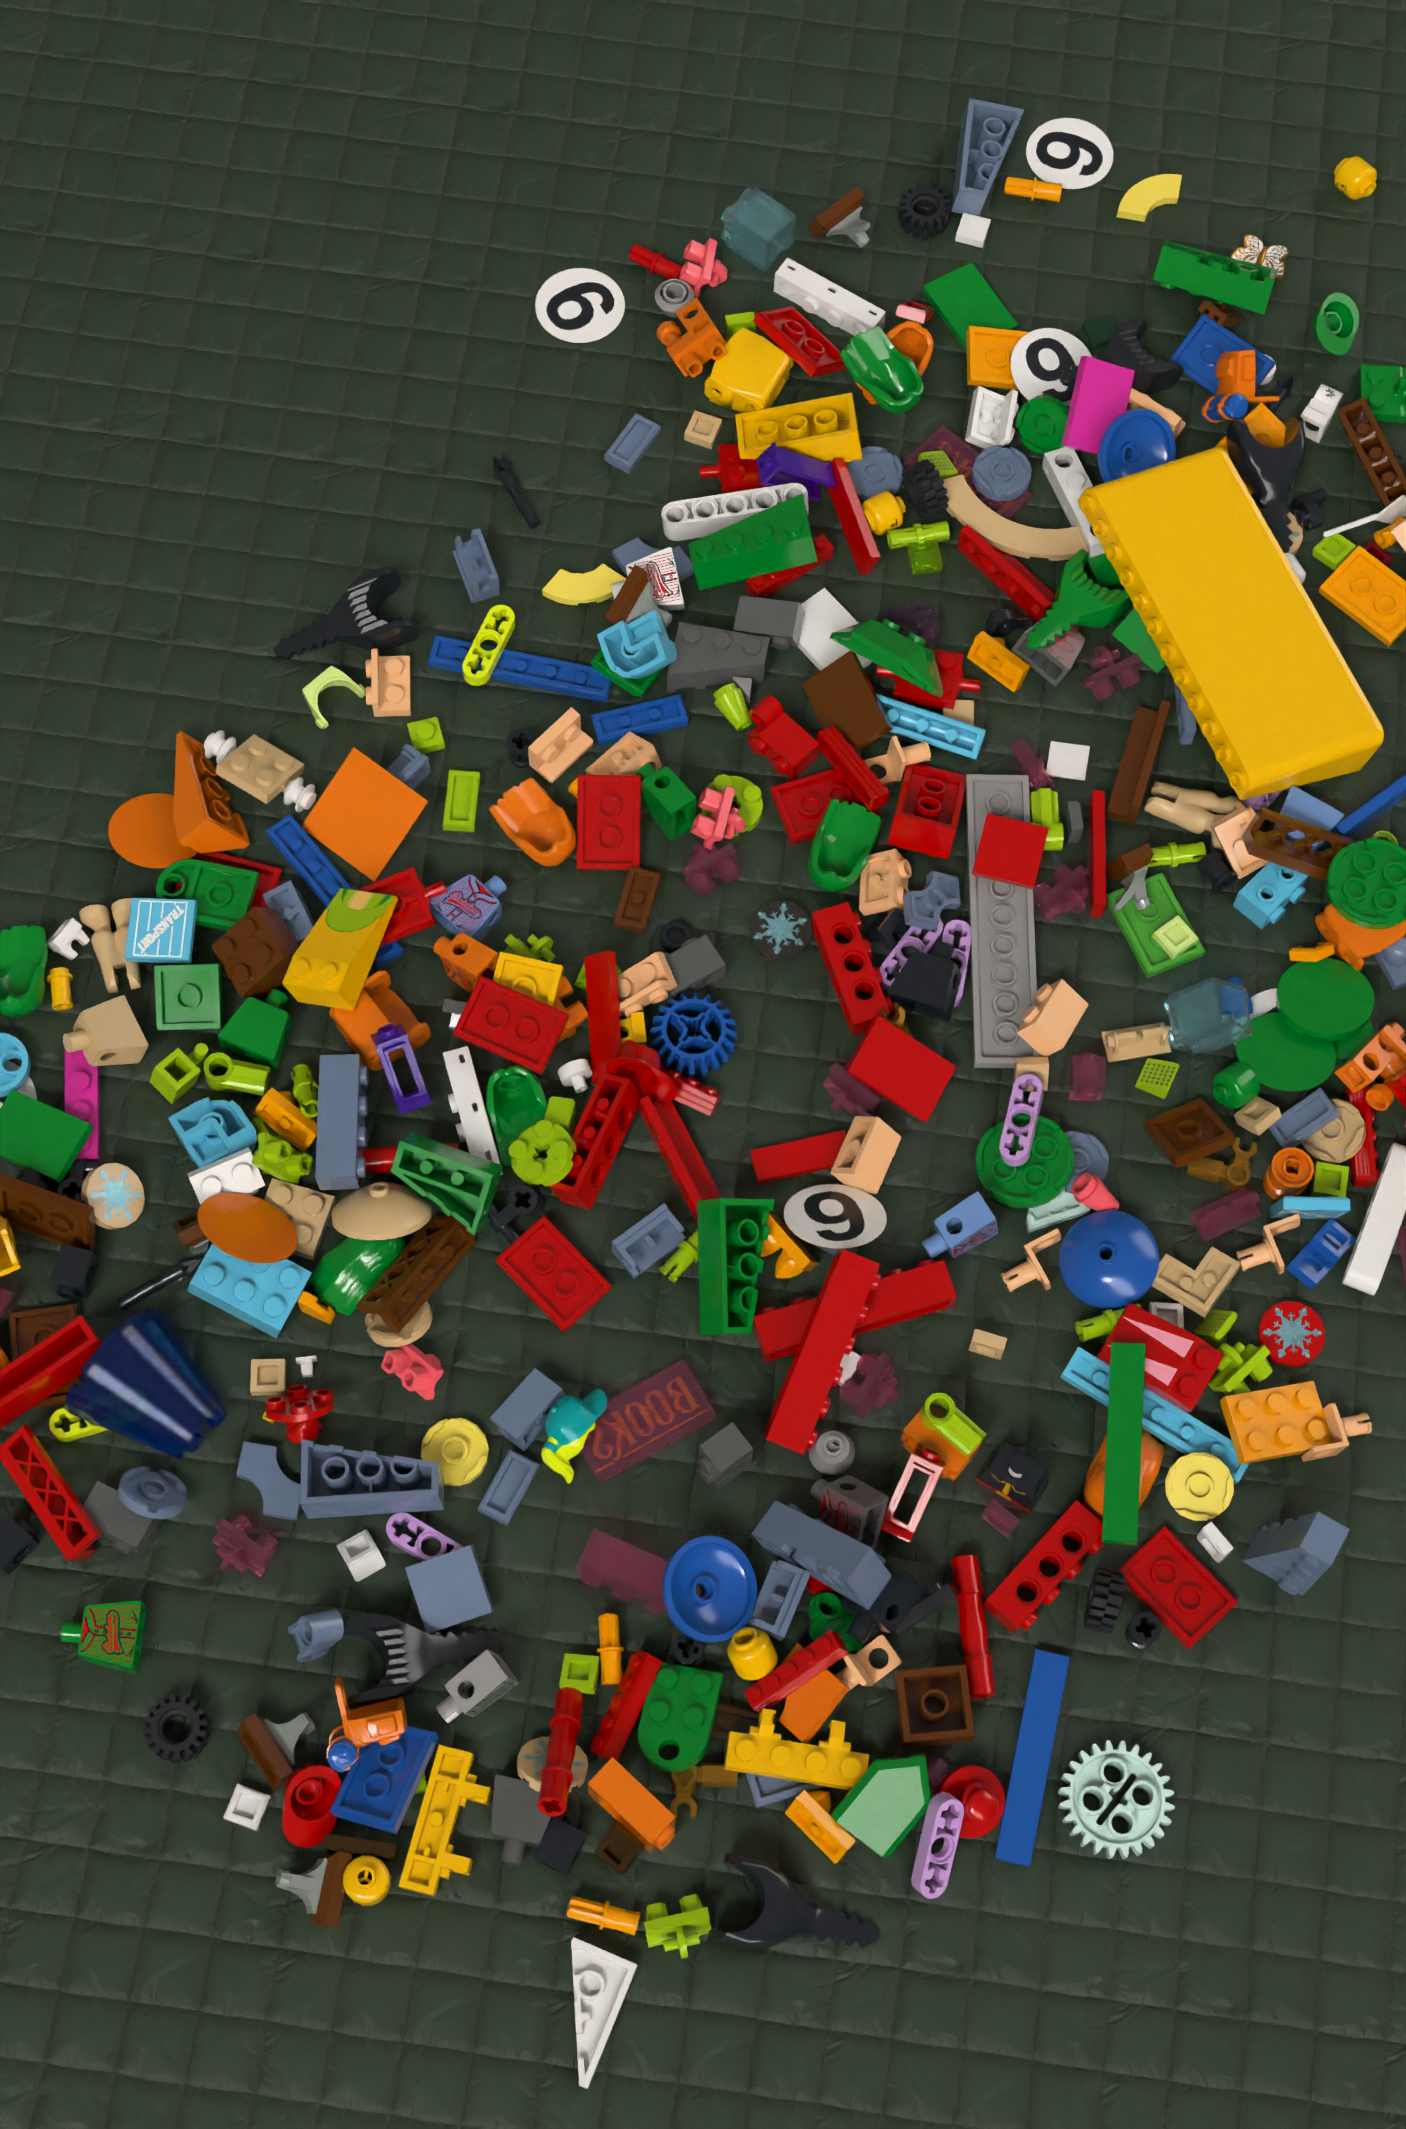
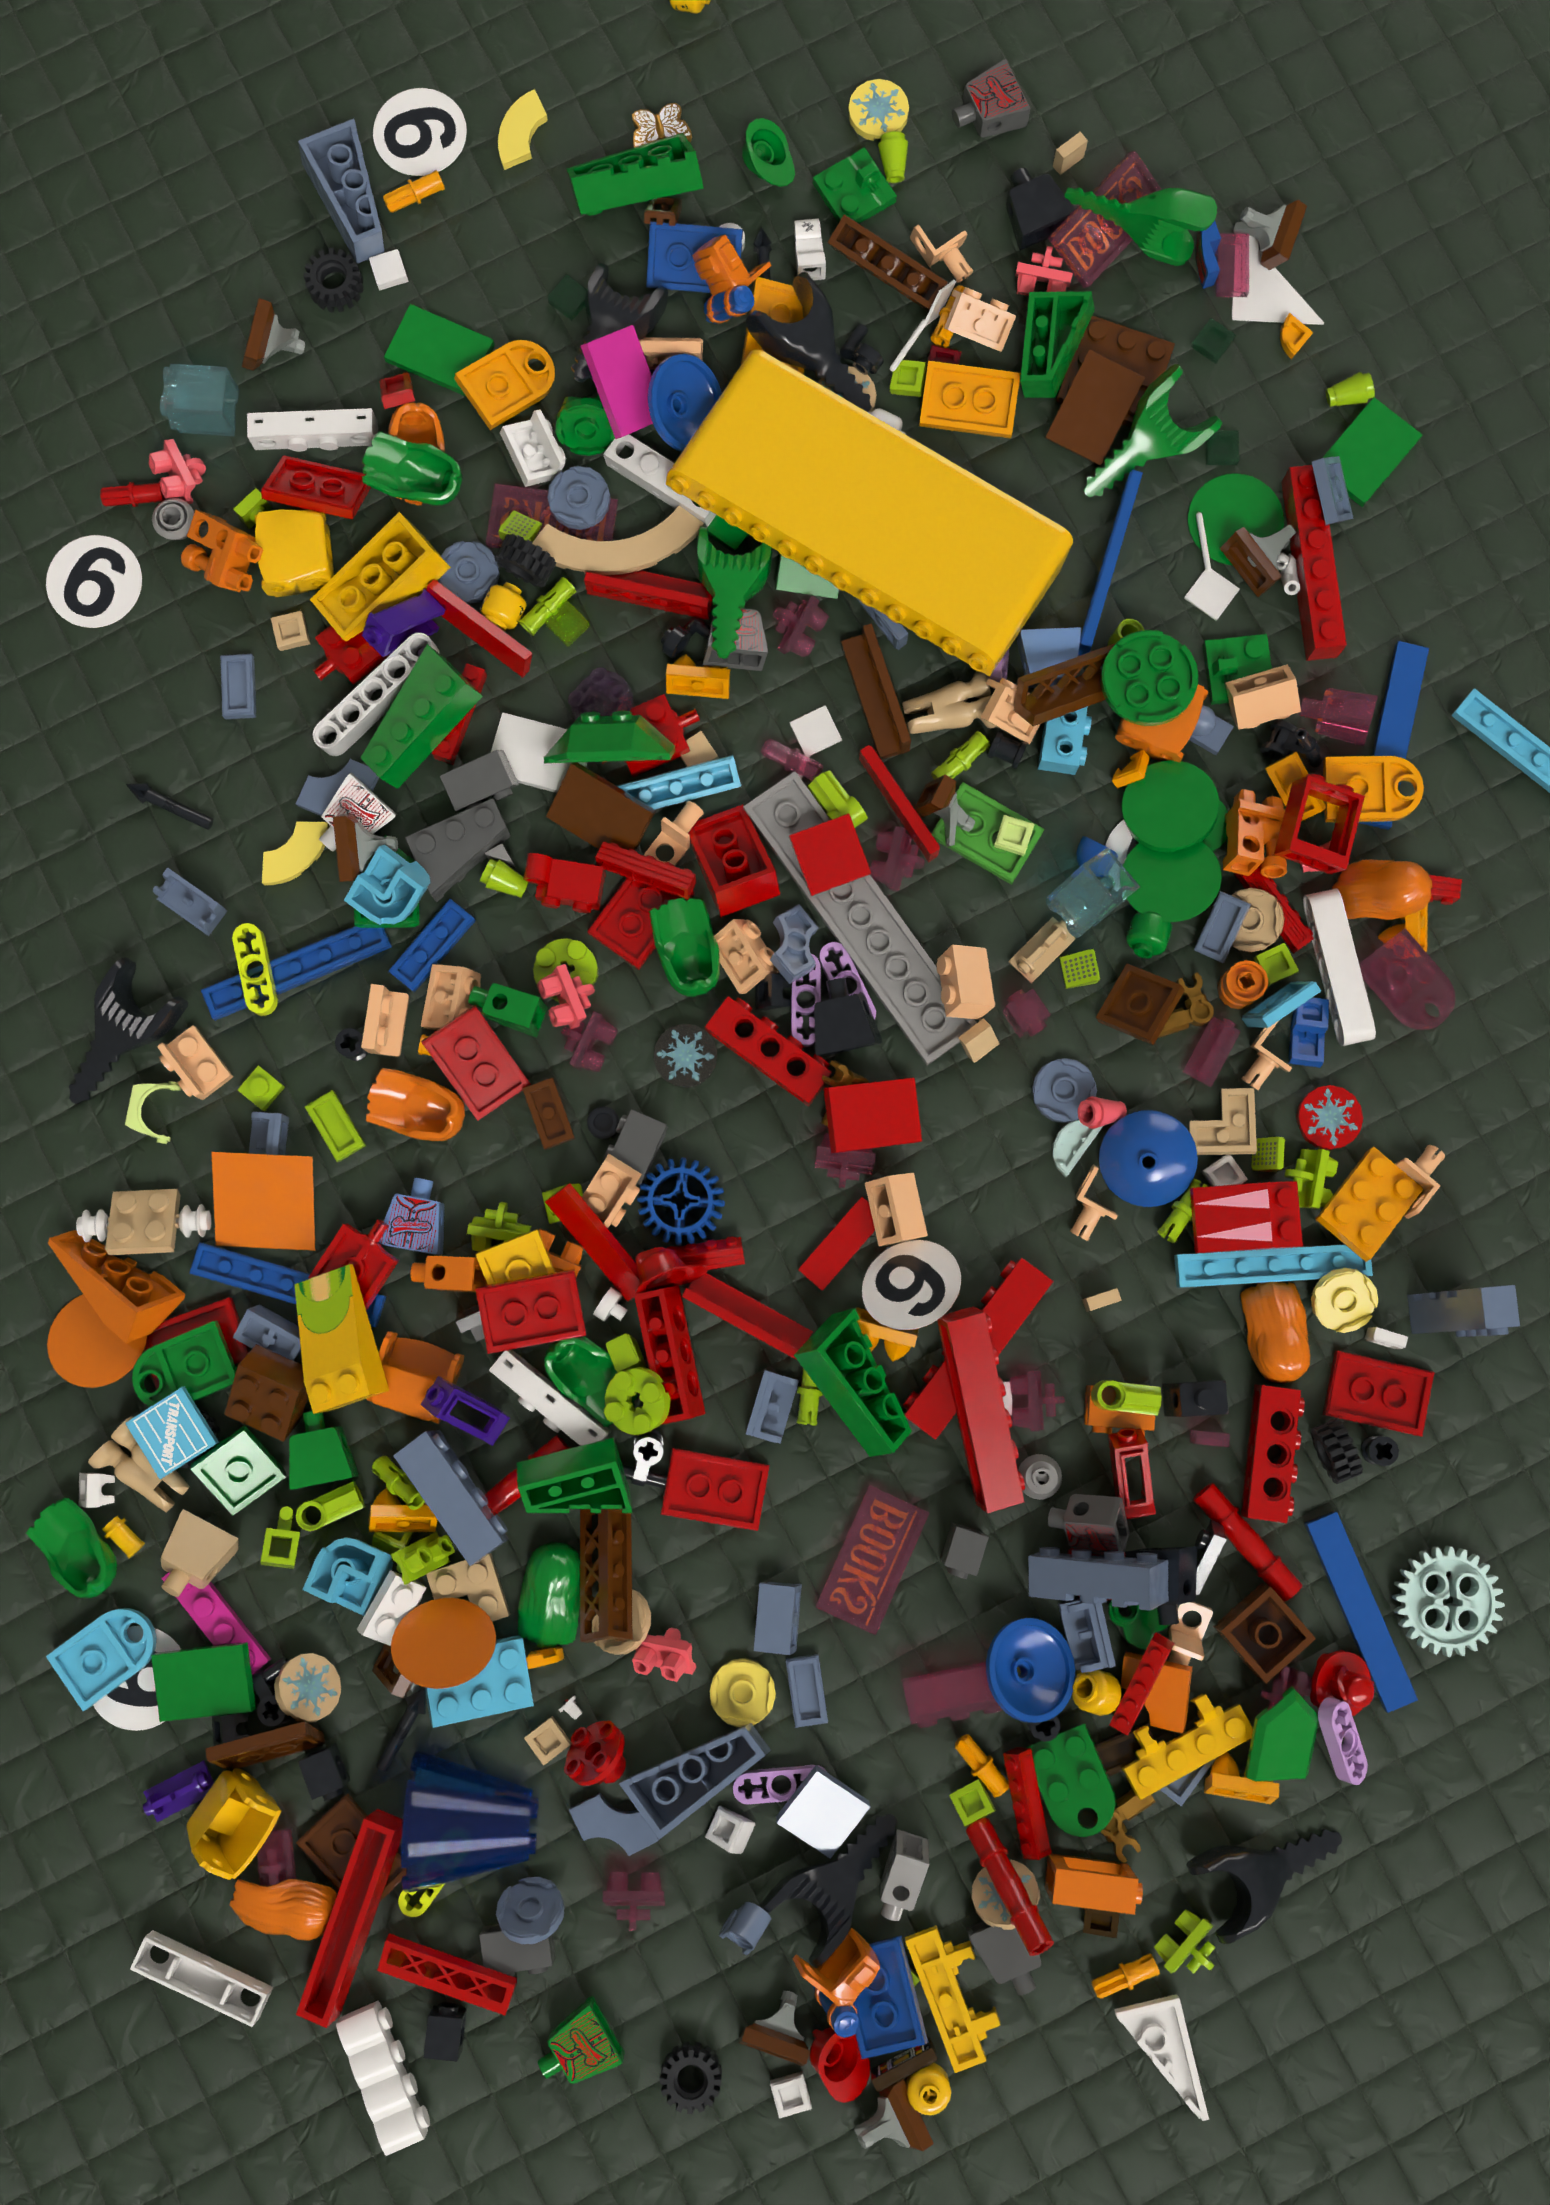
camera: 30 degrees left, 15 degrees up
(381, 1212) = (541, 1549): tan dish -> none
(561, 1845) = (1060, 1957): black brick -> none
(568, 1428) = (821, 1610): teal hair -> none
(635, 1028) = (635, 1236): yellow tile -> none
(969, 1217) = (1020, 1205): medium blue torso -> none
(1016, 1107) = (1002, 1115): lavender beam -> none
(1038, 1179) = (1024, 1120): green tile -> none
(1040, 360) = (542, 362): white sticker -> none
(1073, 822) = (860, 787): dark grey tile -> none
(1124, 1444) = (1271, 1315): green tile -> none
(1257, 1115) = (1183, 948): tan tile -> none

